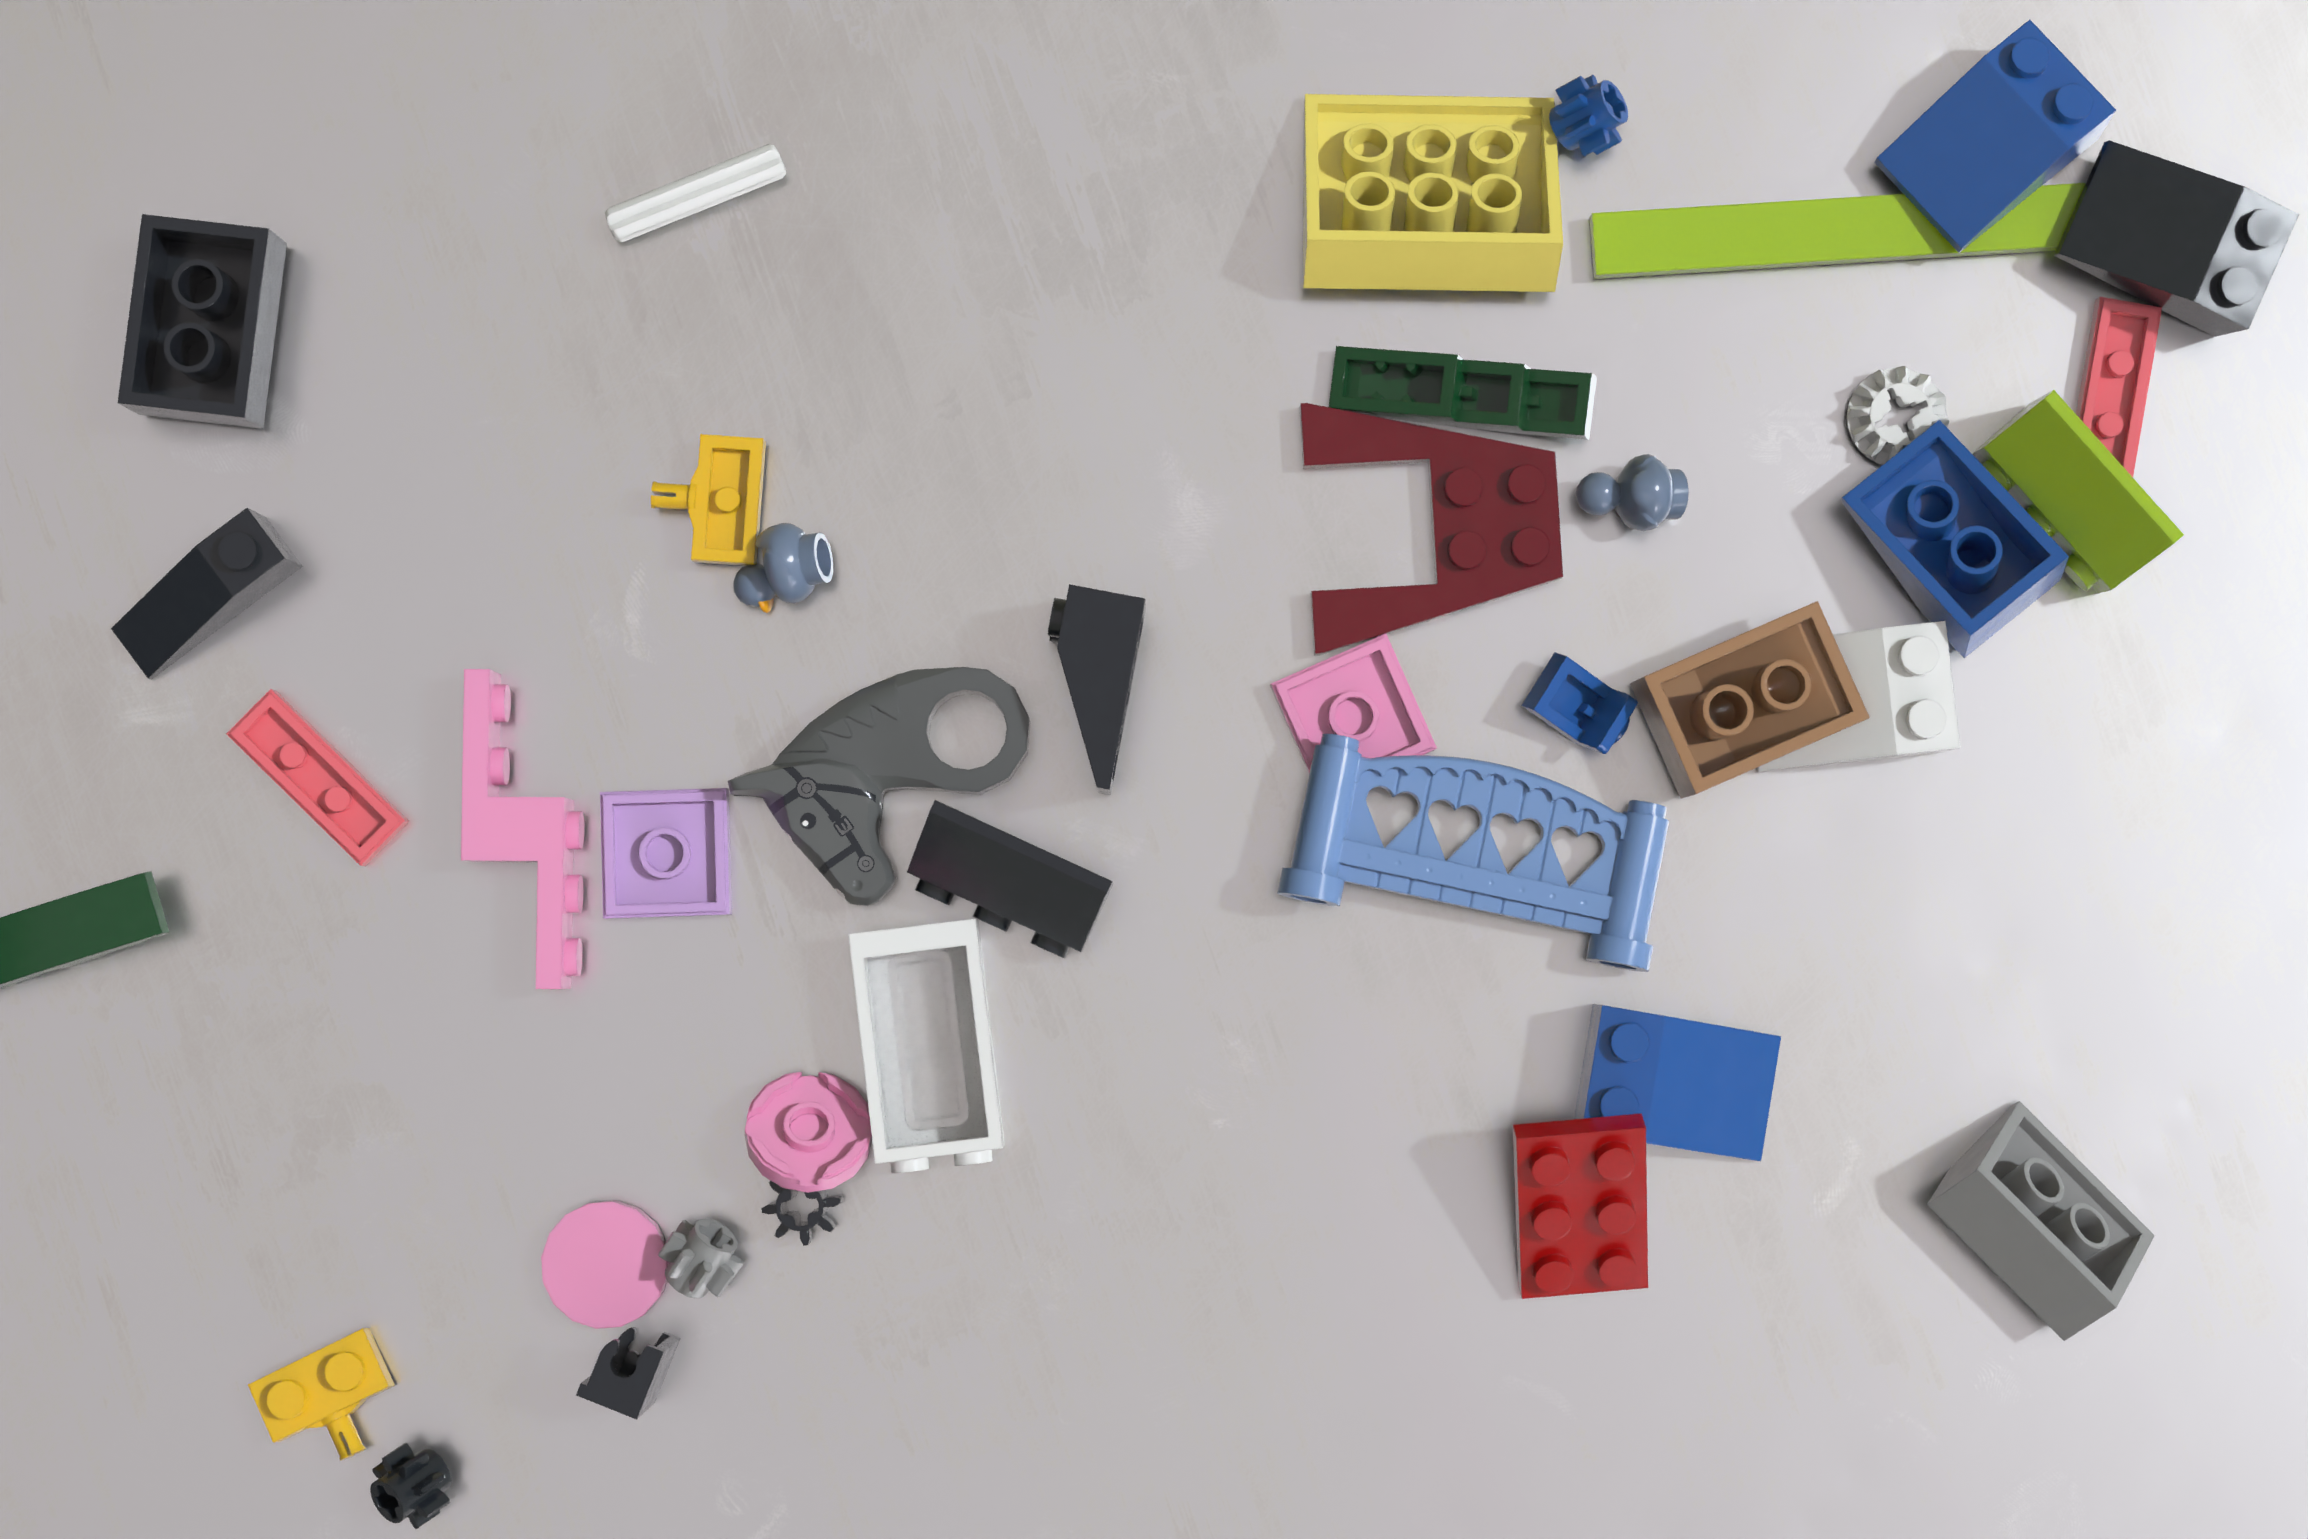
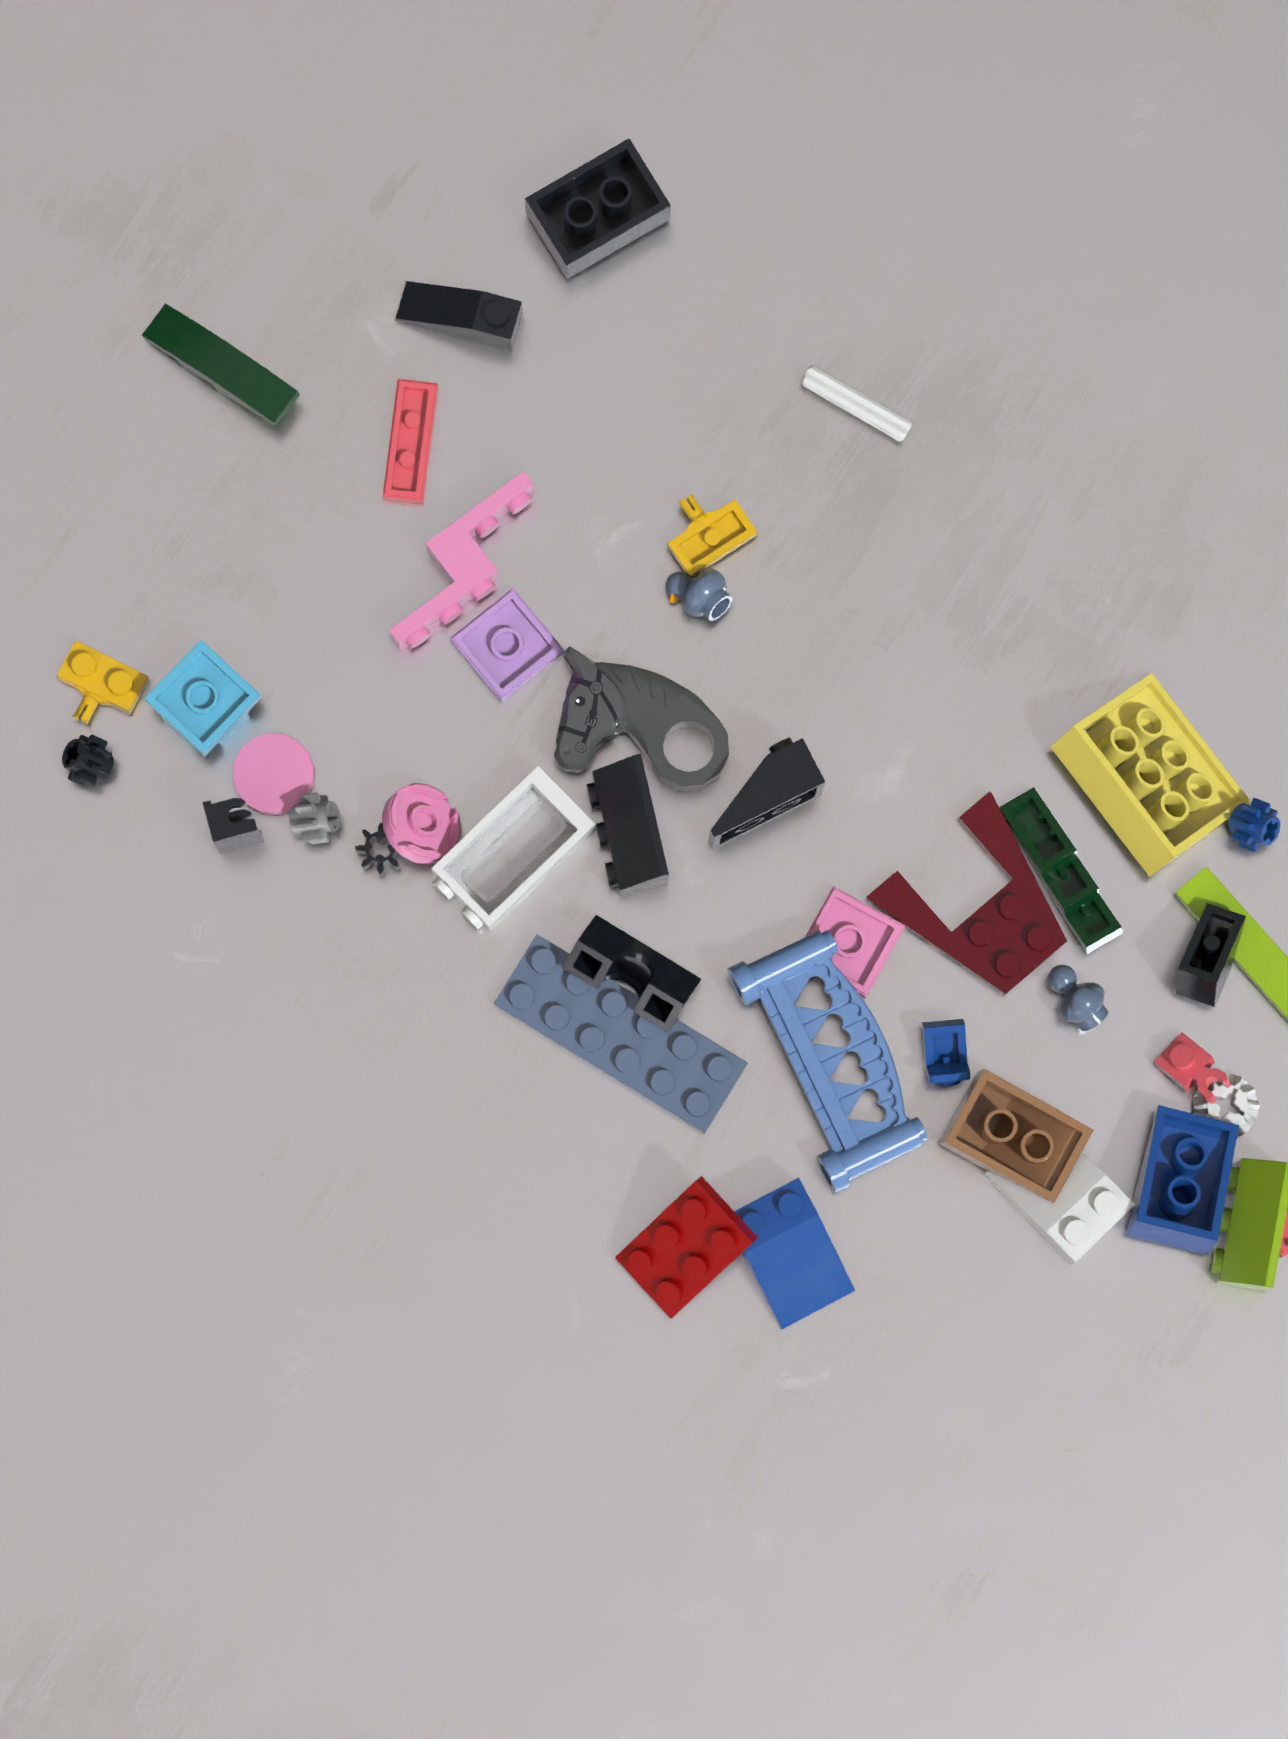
camera: 50 degrees right, 5 degrees down
(445, 1285) = (203, 699): none -> medium azure panel
(1228, 988) = (610, 953): none -> black arch
(1253, 1082) = (671, 1069): none -> sand blue plate
(1706, 292) = (1209, 955): none -> black slope
(1816, 422) = (1189, 1065): none -> coral plate
(2042, 1222) = (864, 1498): light grey slope -> none

